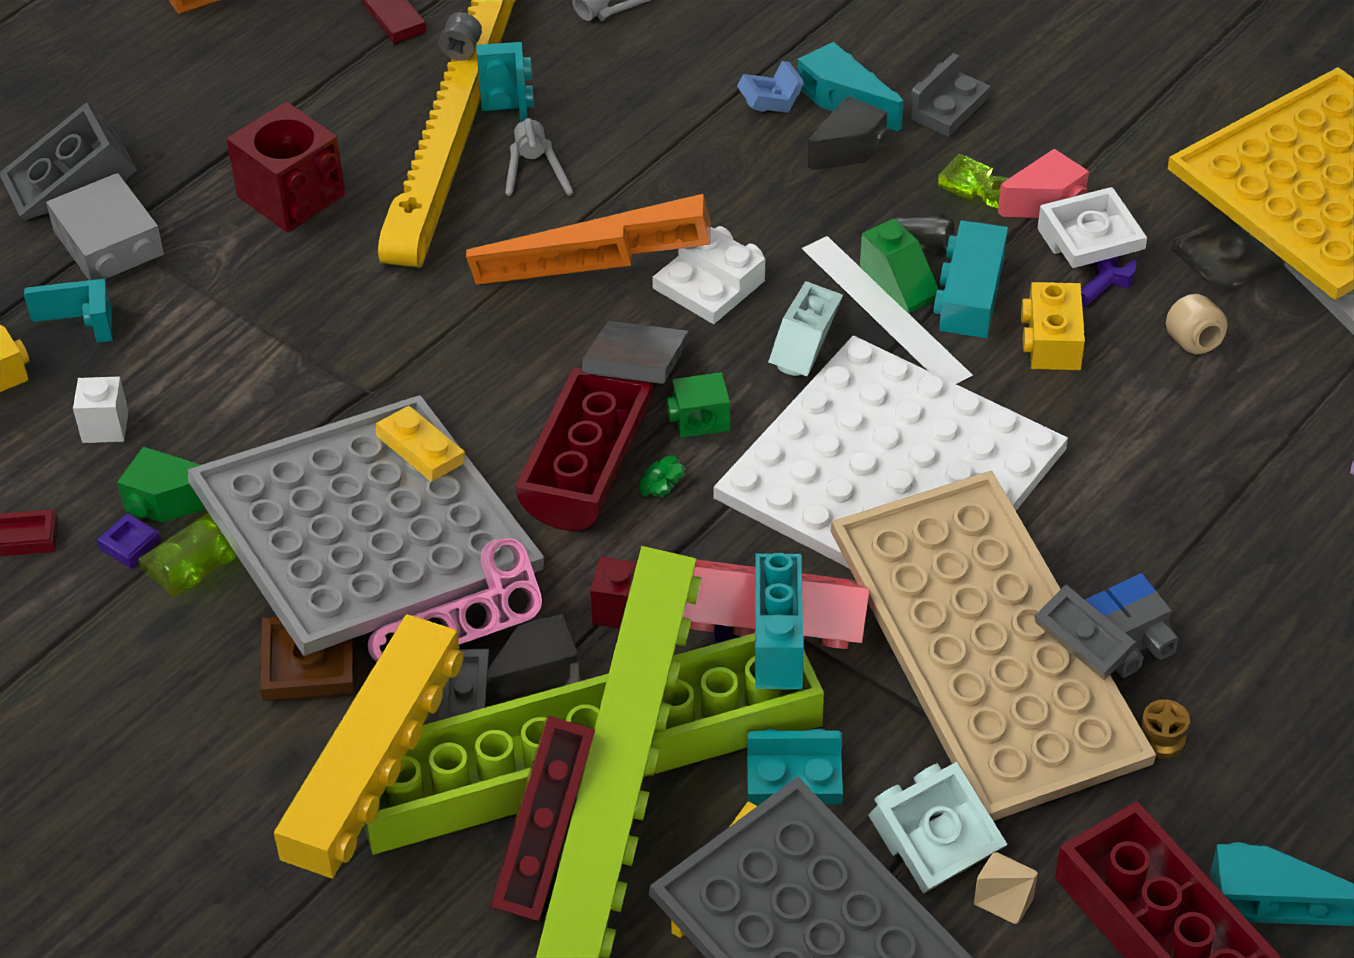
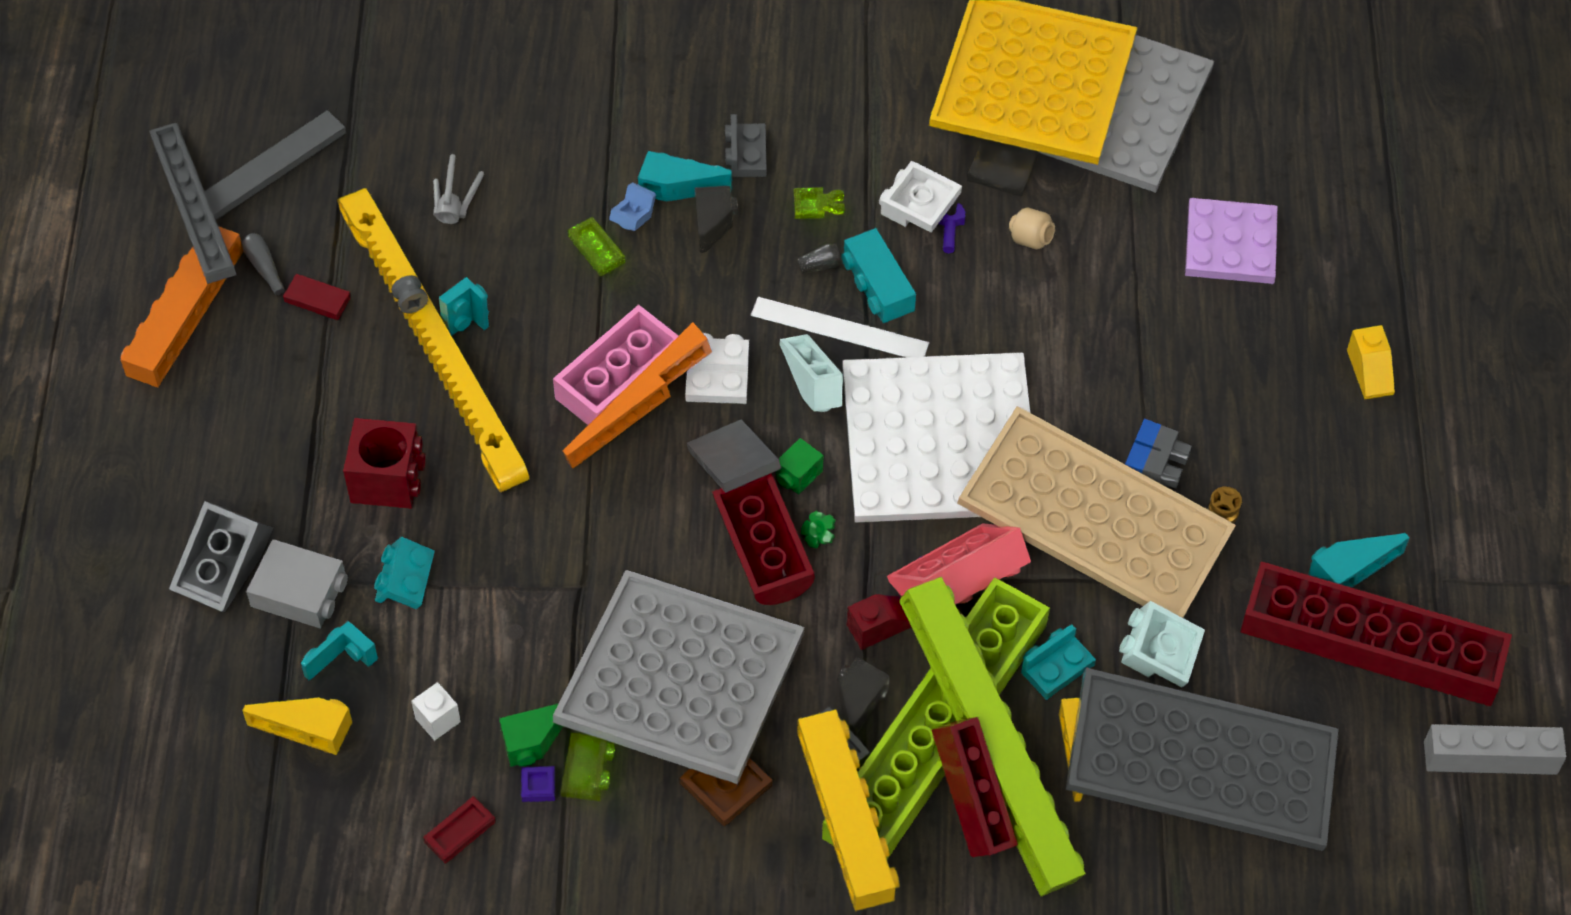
camera: 40 degrees left, 10 degrees up
(212, 277) = (404, 573): none -> teal bracket
(420, 443) = (665, 603): yellow plate -> none
(493, 599) = (800, 693): bright pink beam -> none
(531, 143) = (515, 343): light grey plant -> none
(590, 194) = (611, 364): none -> bright pink brick
(701, 104) = (596, 246): none -> clear neon green plate
(778, 621) = (998, 581): teal slope -> none
(898, 265) = (828, 294): green slope -> none
(1005, 888) = (1224, 655): tan slope -> none
(1042, 182) = (866, 182): coral slope -> none
(1055, 326) = (954, 280): yellow brick -> none
(1085, 632) = (1151, 476): dark grey plate -> none

